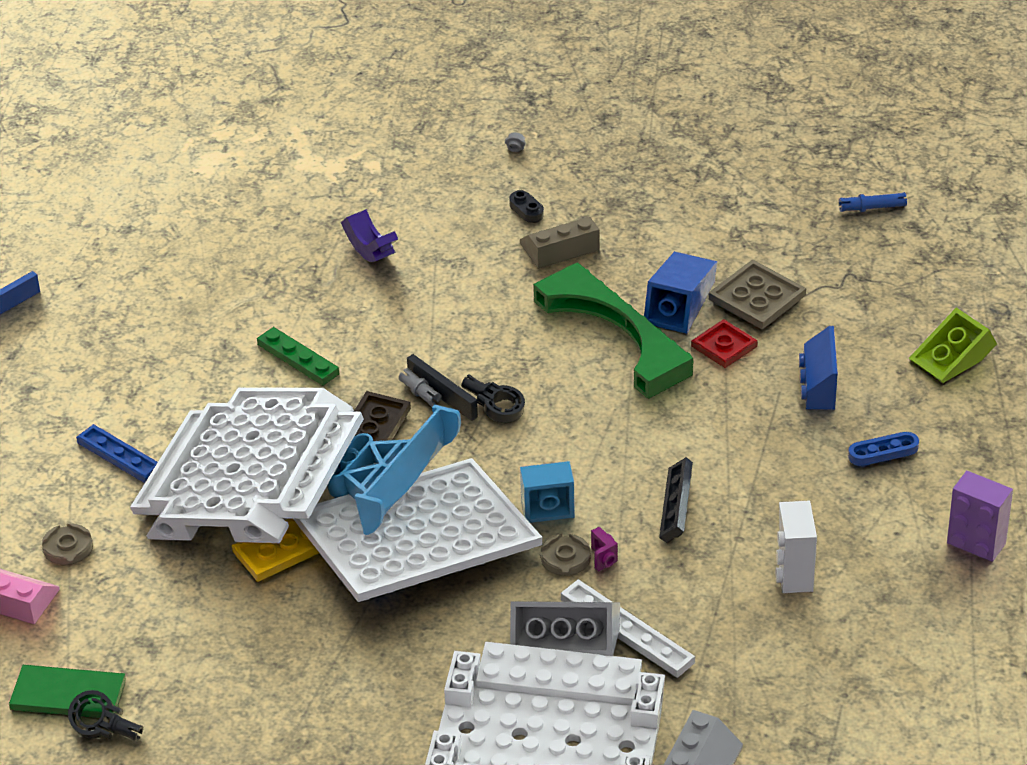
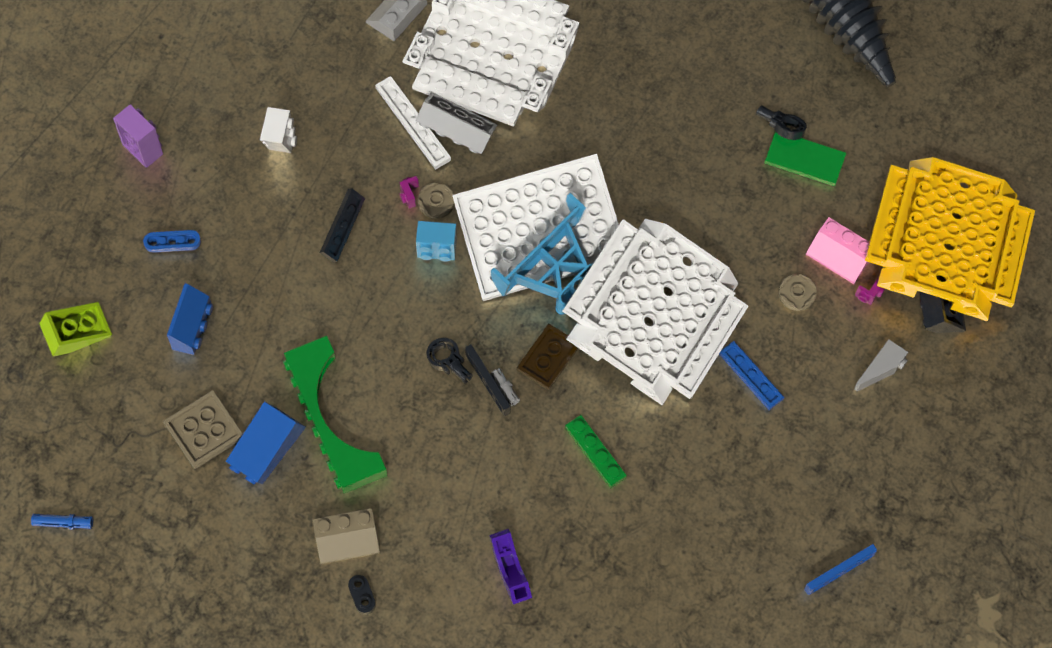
camera: 170 degrees left, 25 degrees up
(724, 343) = (249, 385): red tile -> none

